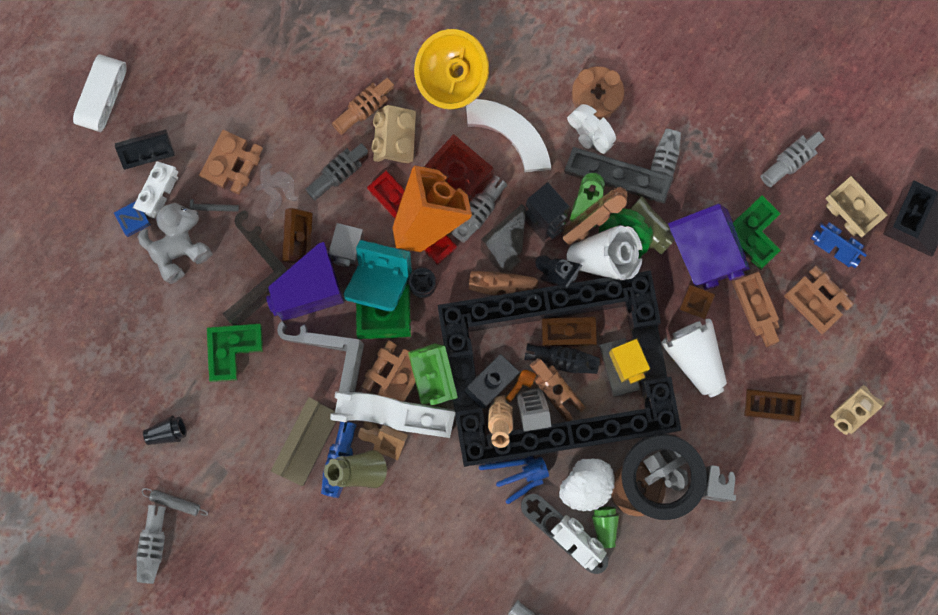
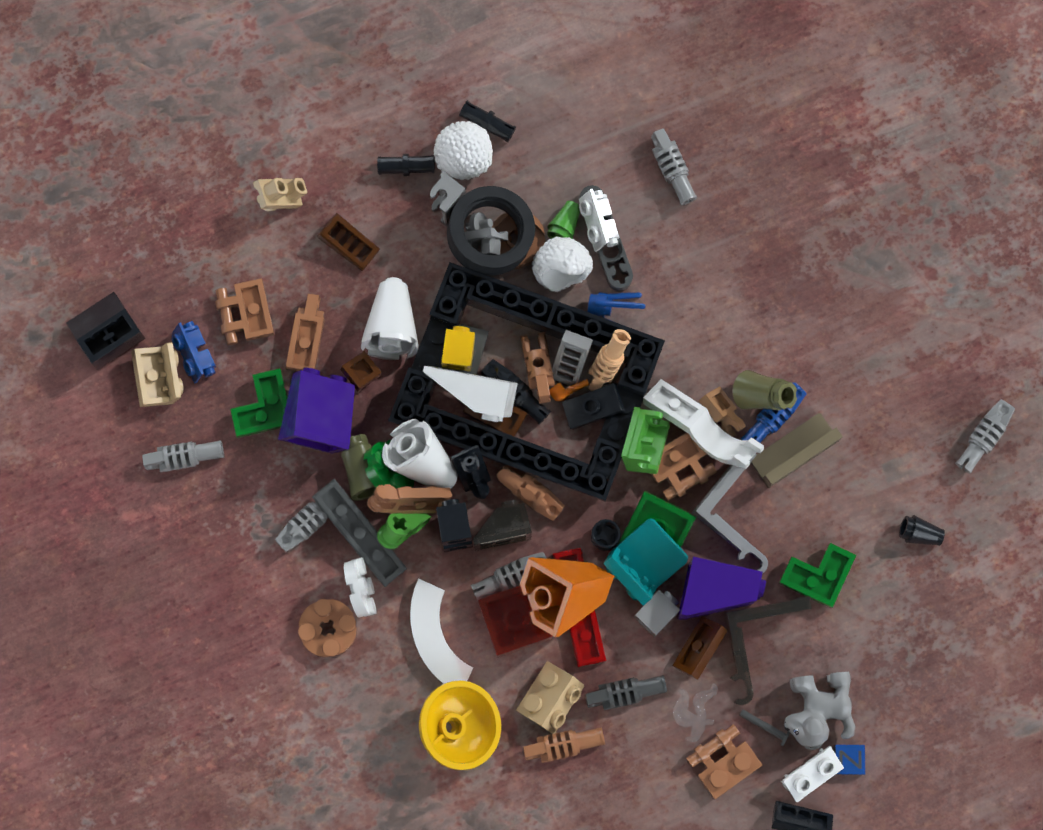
camera: 150 degrees left, 0 degrees up
(174, 502) = (945, 463): light grey piece -> none
(596, 329) = (481, 394): none -> white slope
(723, 578) = (487, 121): none -> black pin
(728, 537) = (463, 150): none -> white hair
(767, 499) = (406, 165): none -> black pin

